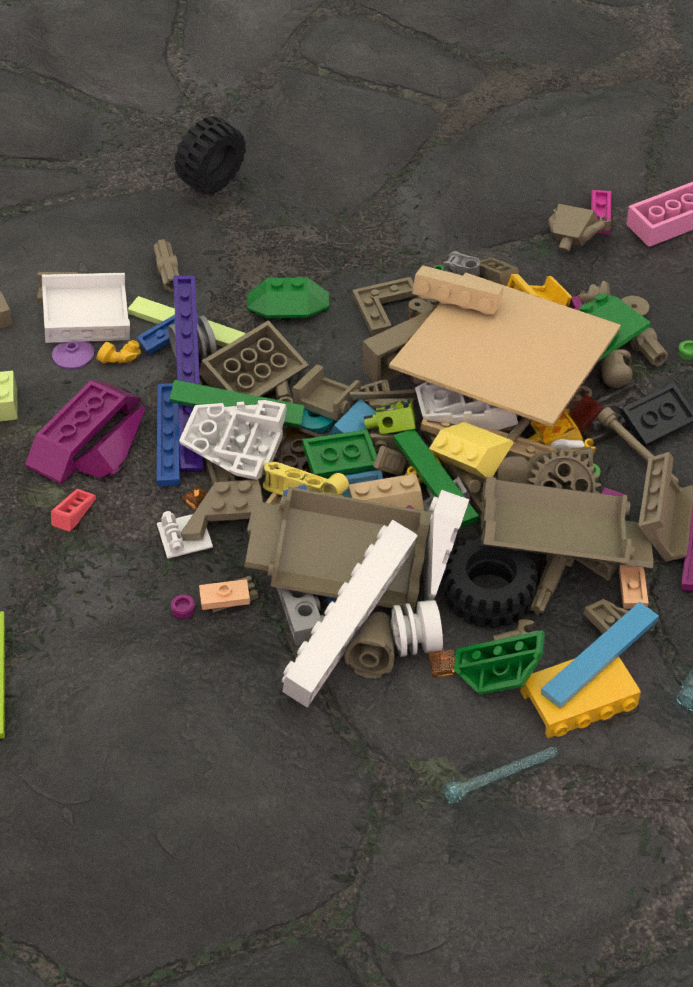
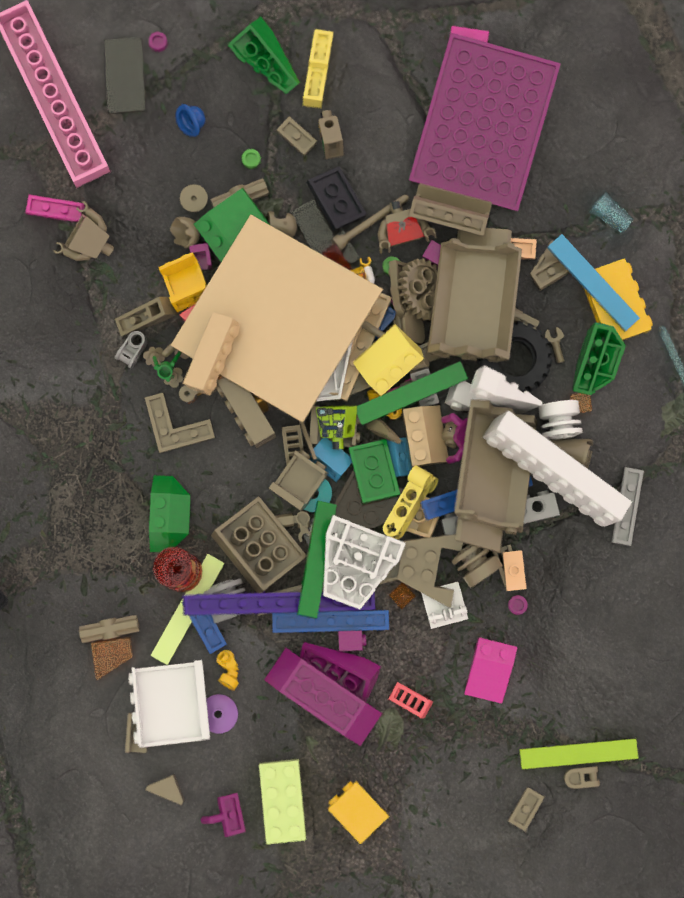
camera: 90 degrees left, 35 degrees up
(106, 578) = (490, 670): none -> dark pink slope
(140, 268) = (110, 654): none -> clear orange wing
(145, 449) = (351, 640): none -> magenta brick
(226, 301) = (168, 566): none -> clear red wheel
(228, 550) = (477, 564): none -> dark tan wheel
(309, 718) = (631, 489): none -> light grey tile
(627, 468) = (401, 228): none -> torso

